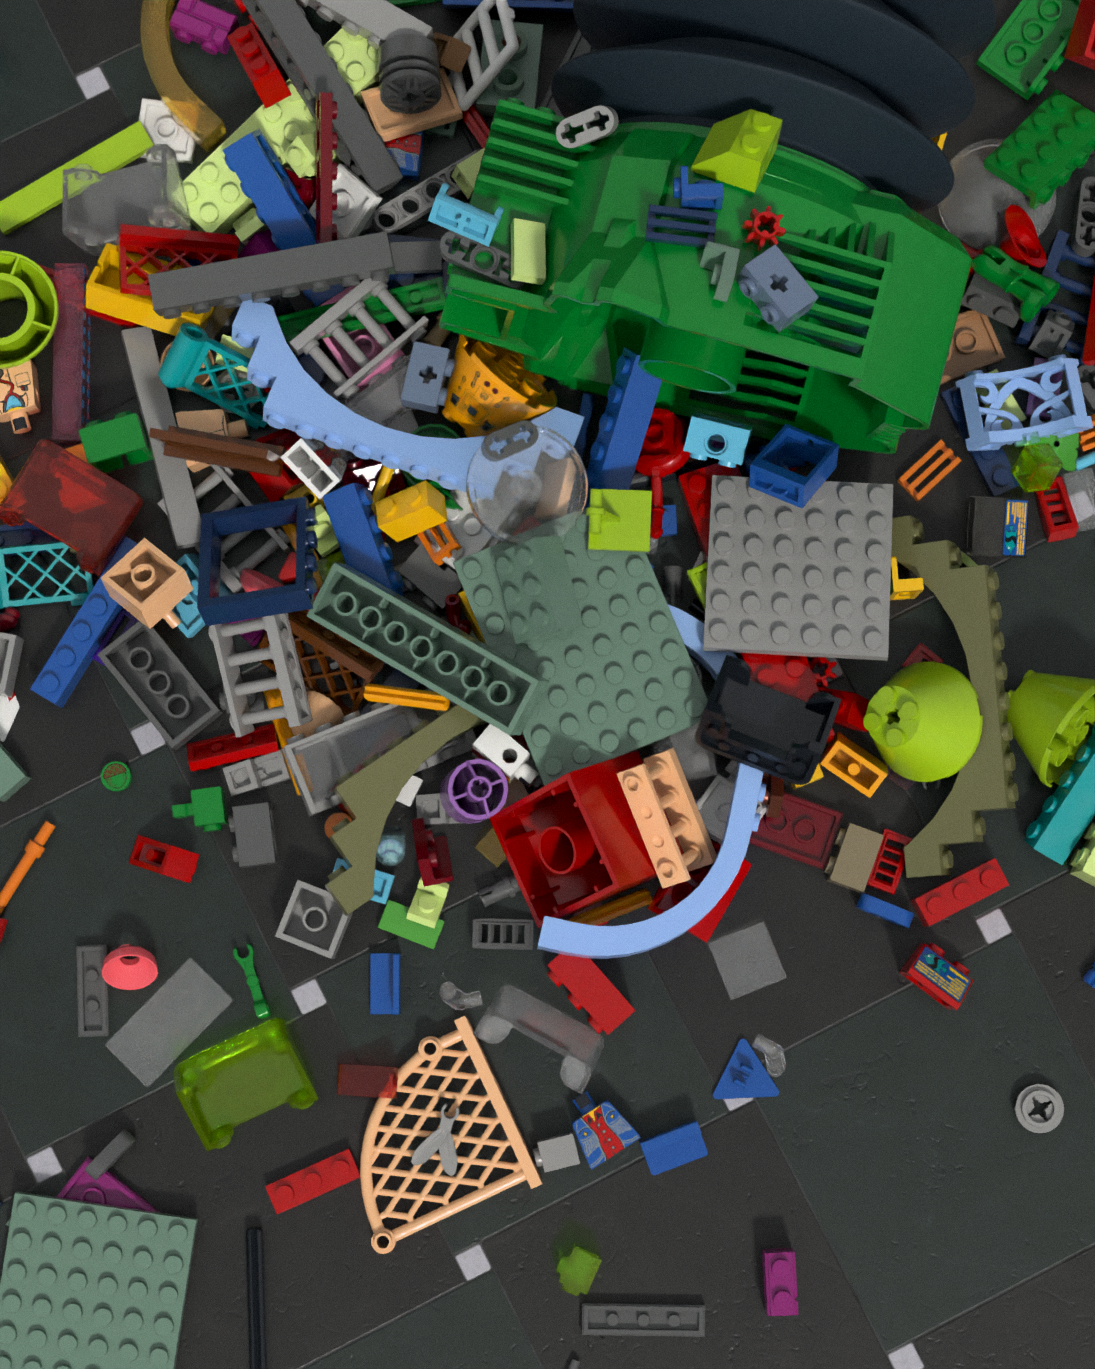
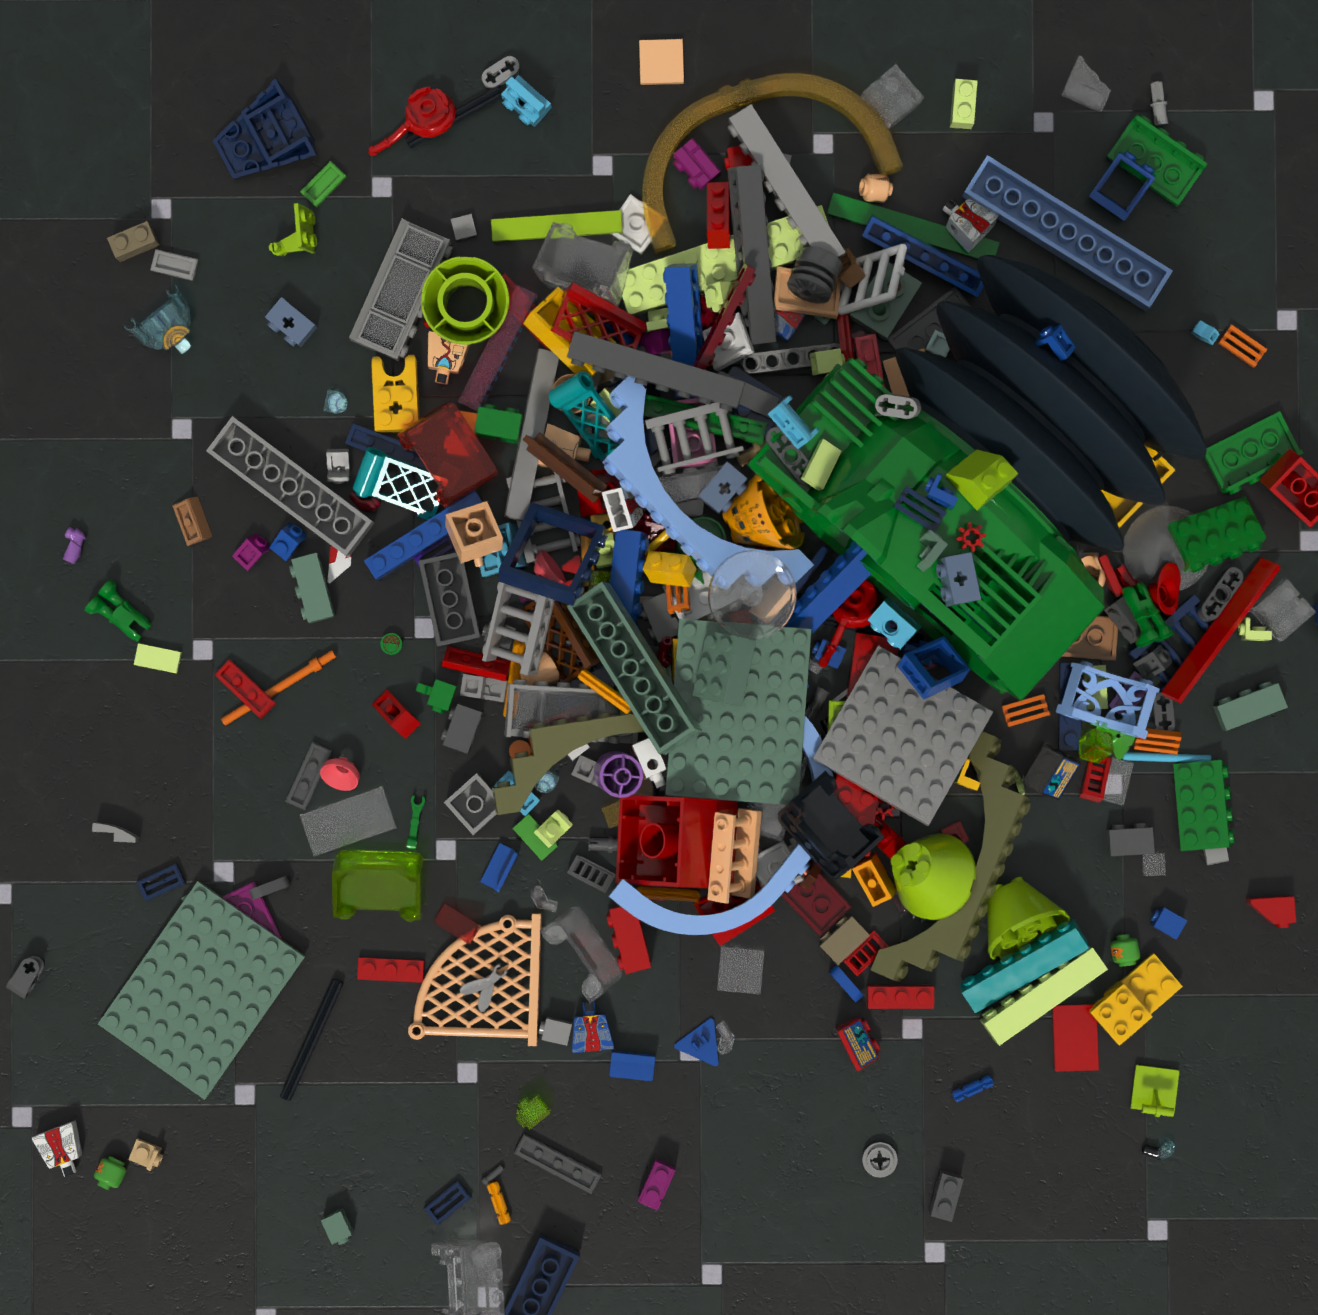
camera: 25 degrees right, 5 degrees up
(432, 855) = (571, 800): dark red bracket -> none
(512, 447) = (755, 556): dark grey beam -> none
(619, 520) = (801, 647): lime plate -> none

